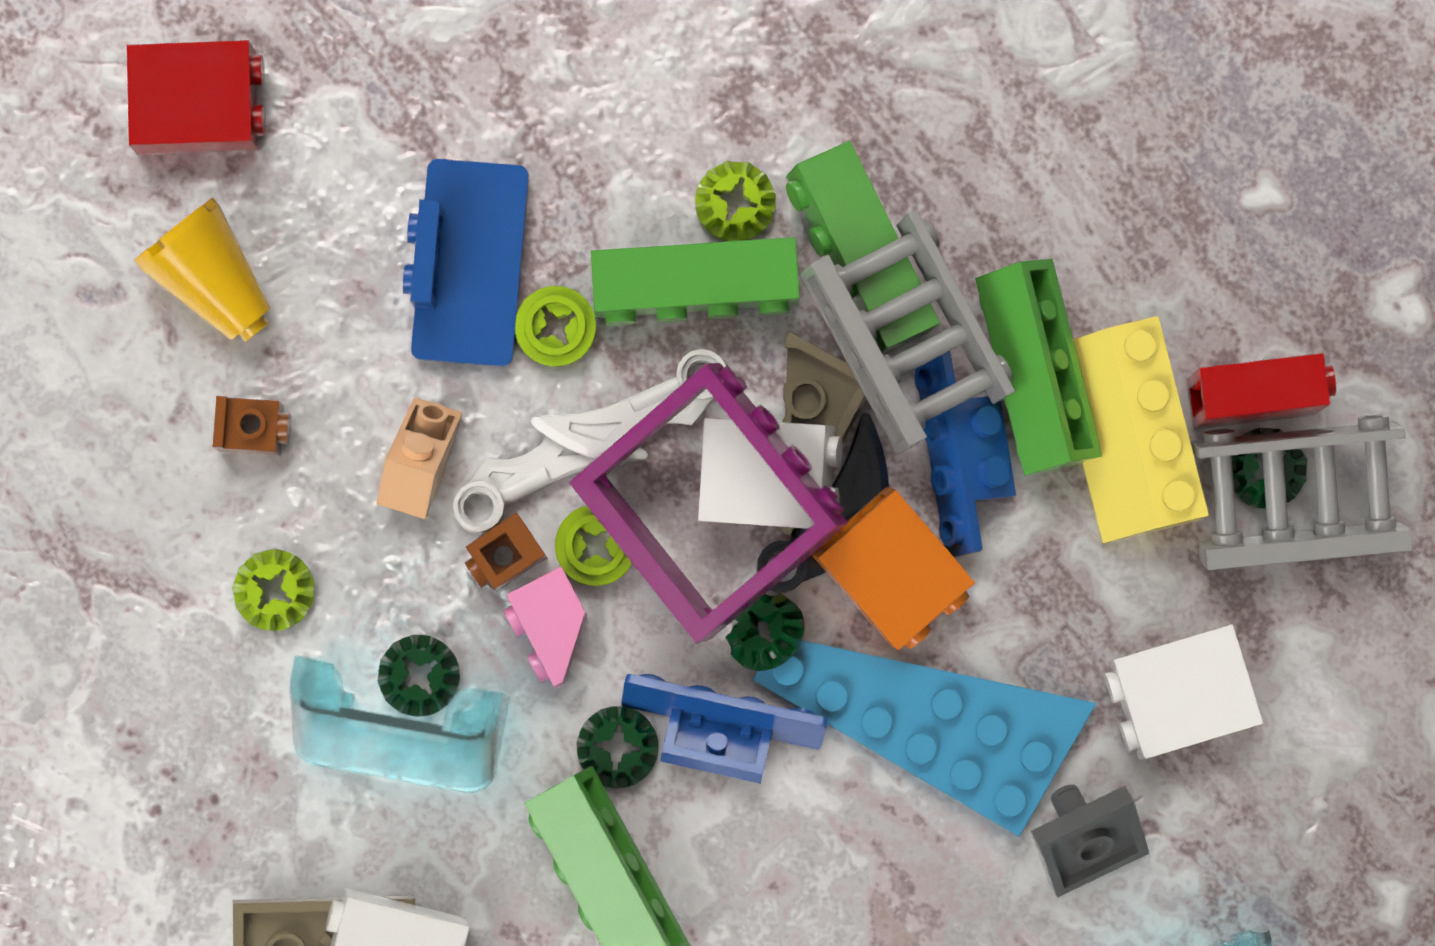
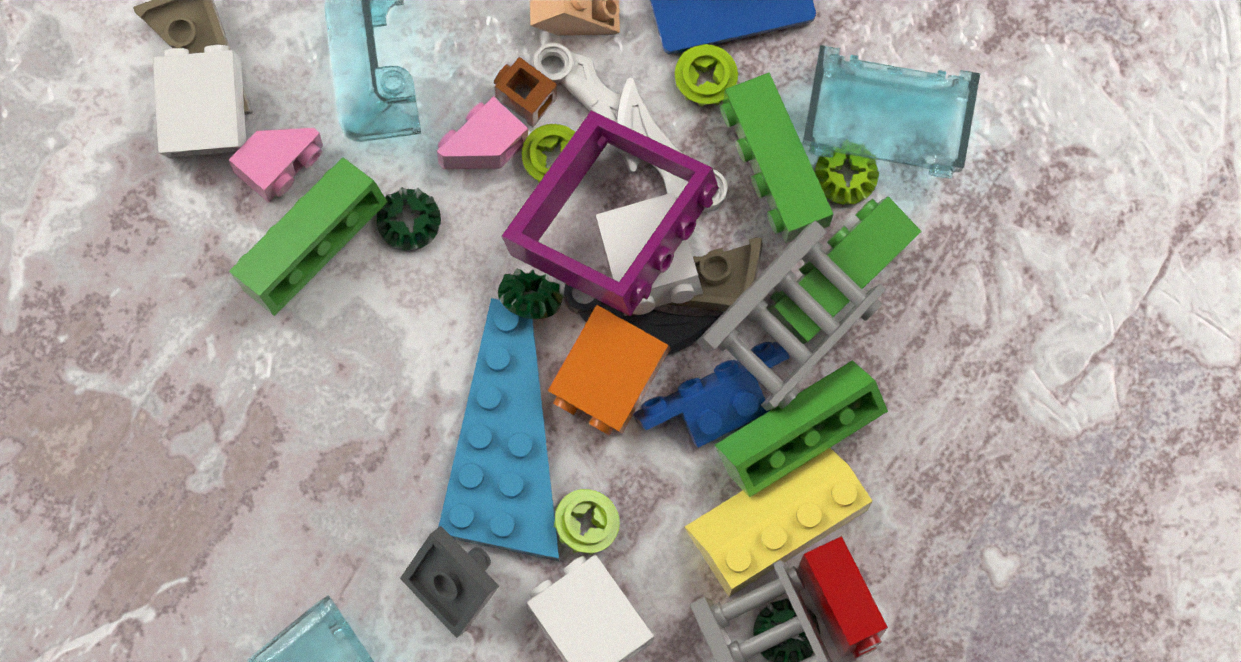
camera: 65 degrees right, 10 degrees down
(443, 678) = (432, 57): dark green gear -> none
(488, 886) = (274, 157): none -> bright pink slope
(688, 122) = (890, 113): none -> clear light blue windscreen
(720, 730) = (444, 285): blue bracket -> none
(1061, 633) = (603, 516): none -> lime gear

